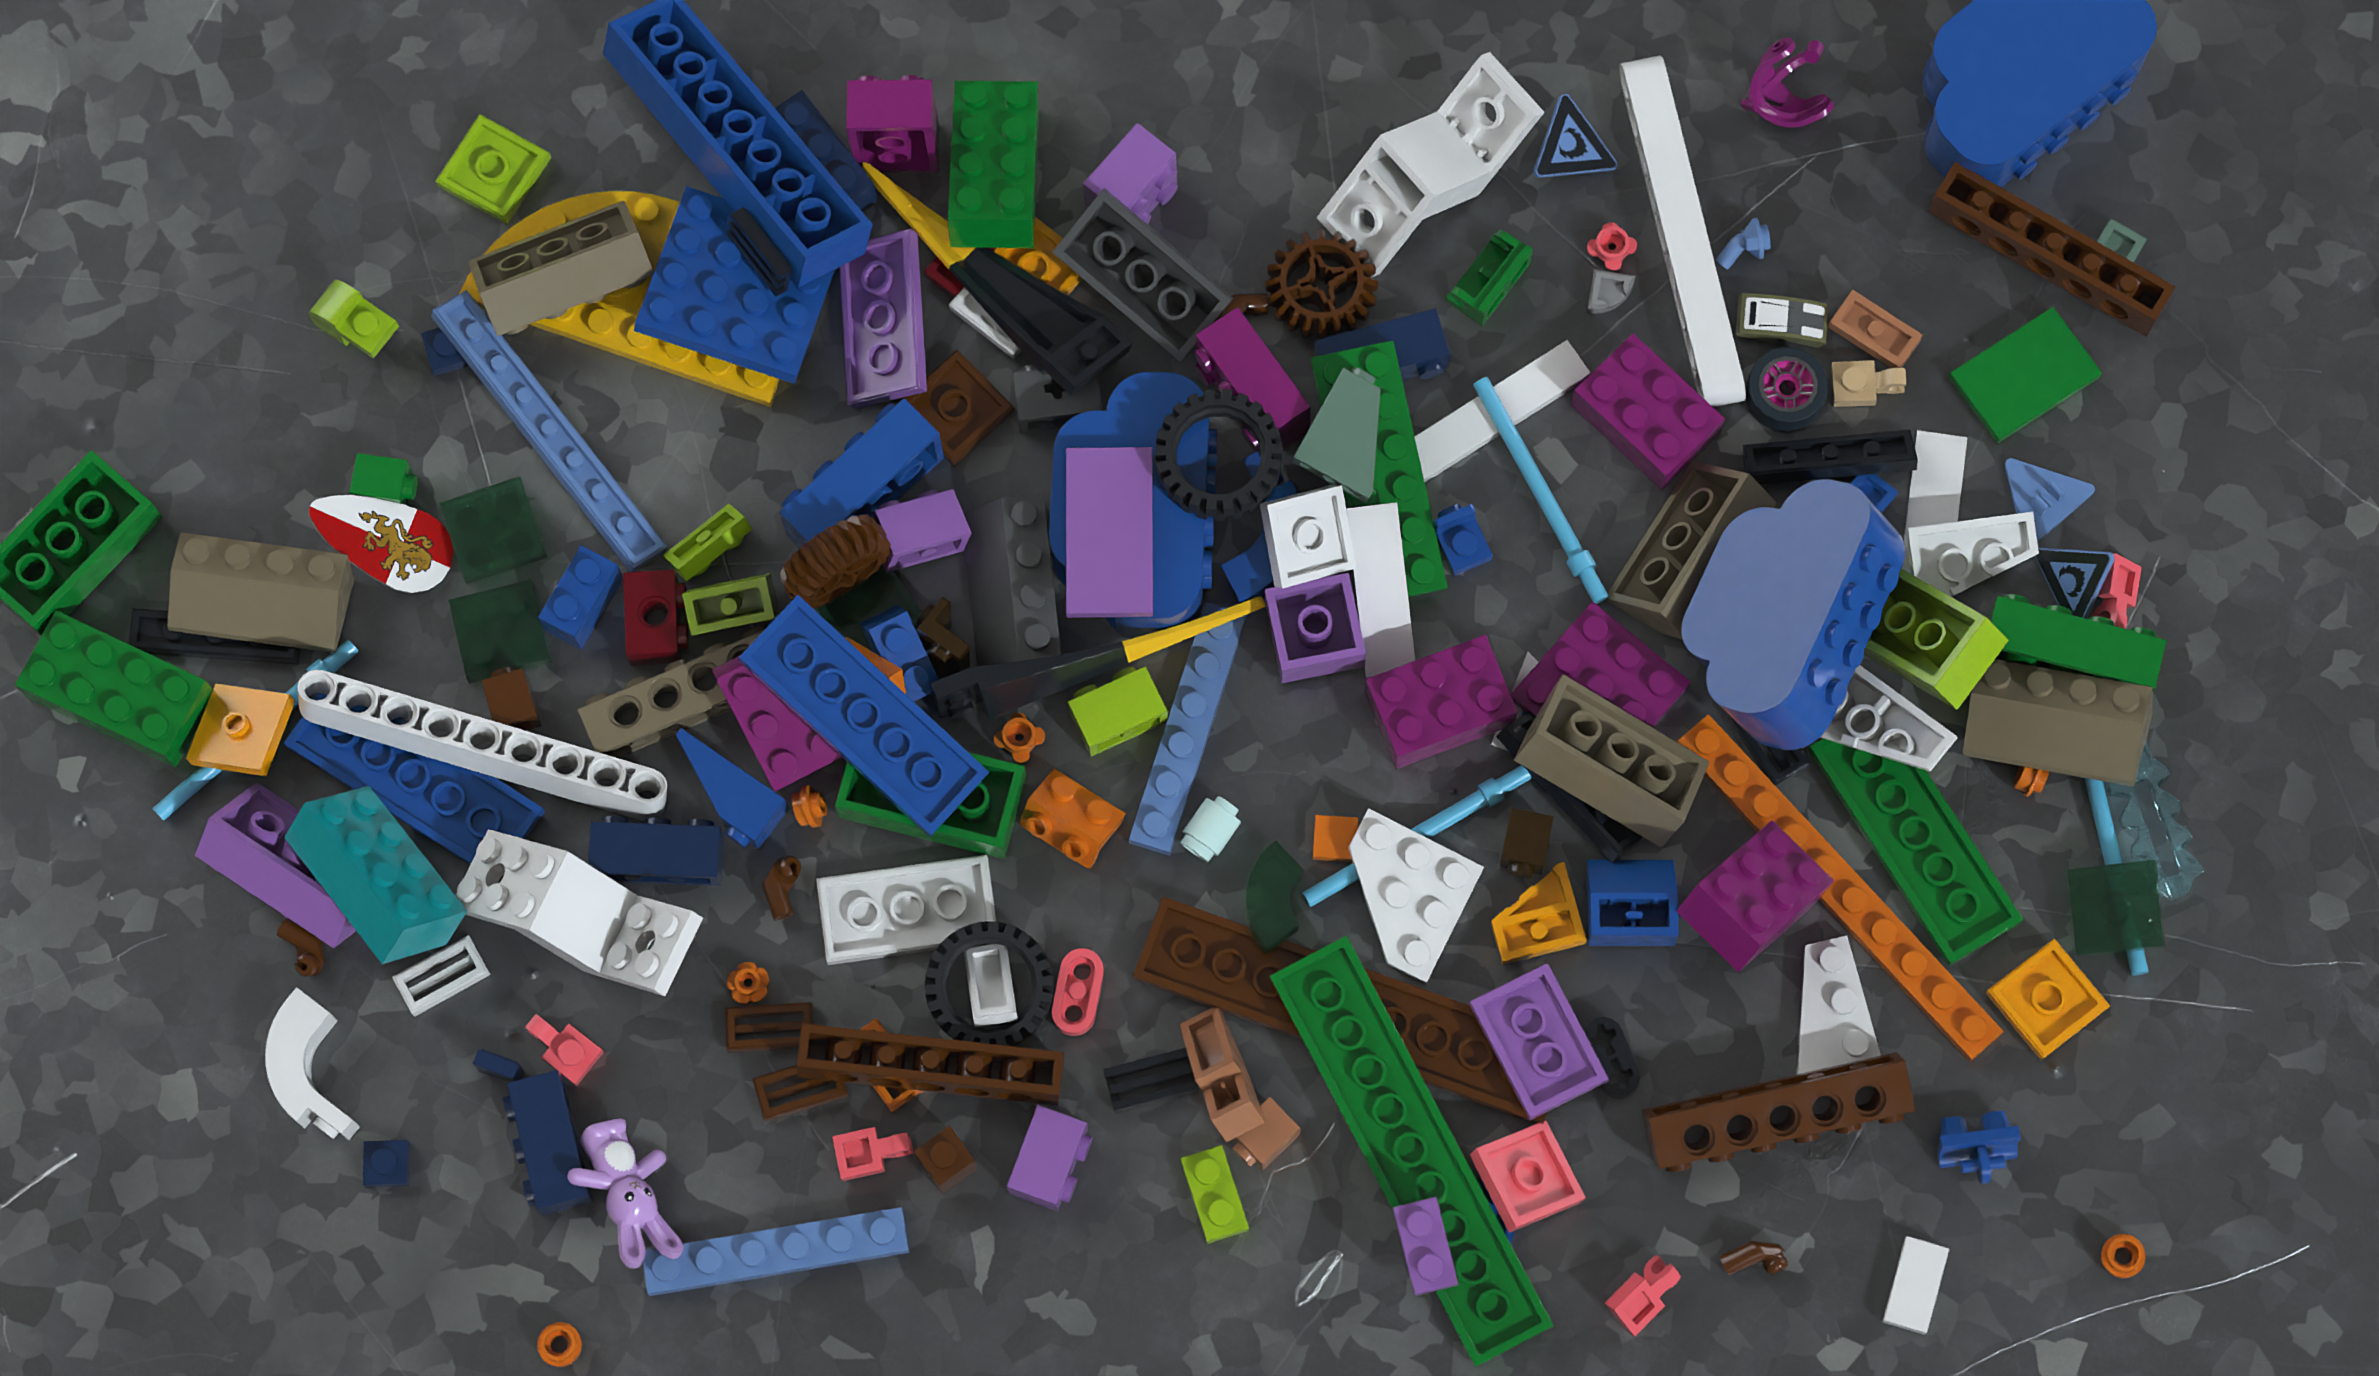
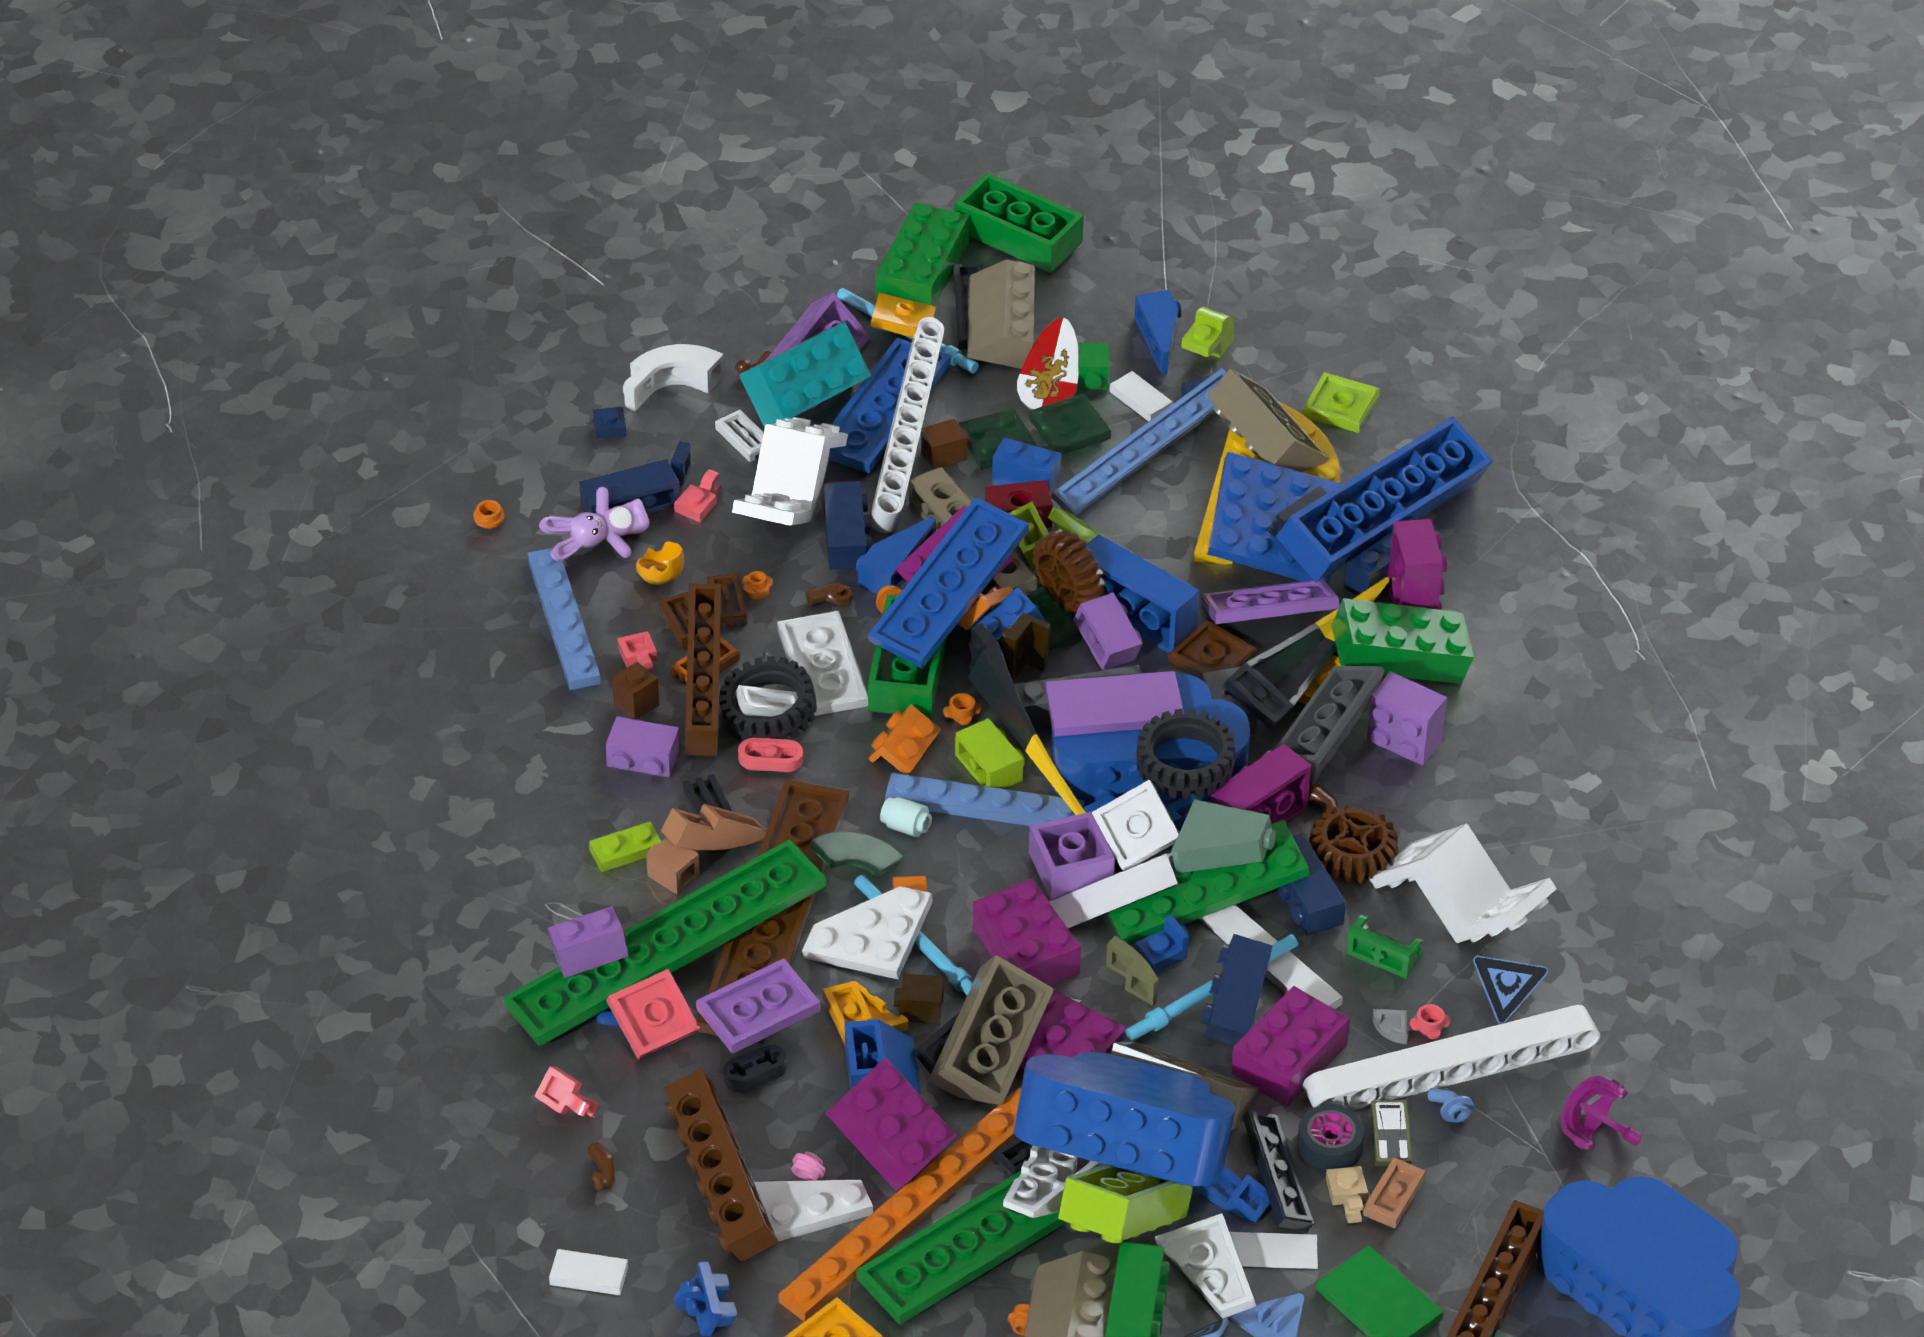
camera: 80 degrees right, 30 degrees down
(308, 382) = (1158, 321): none -> blue slope
(443, 429) = (1140, 395): none -> white tile
(702, 1109) = (663, 565): none -> light orange hair
(1513, 574) = (1139, 975): none -> olive slope
(1567, 458) = (1236, 989): none -> dark blue brick
(1782, 1006) = (808, 1166): none -> bright pink plate

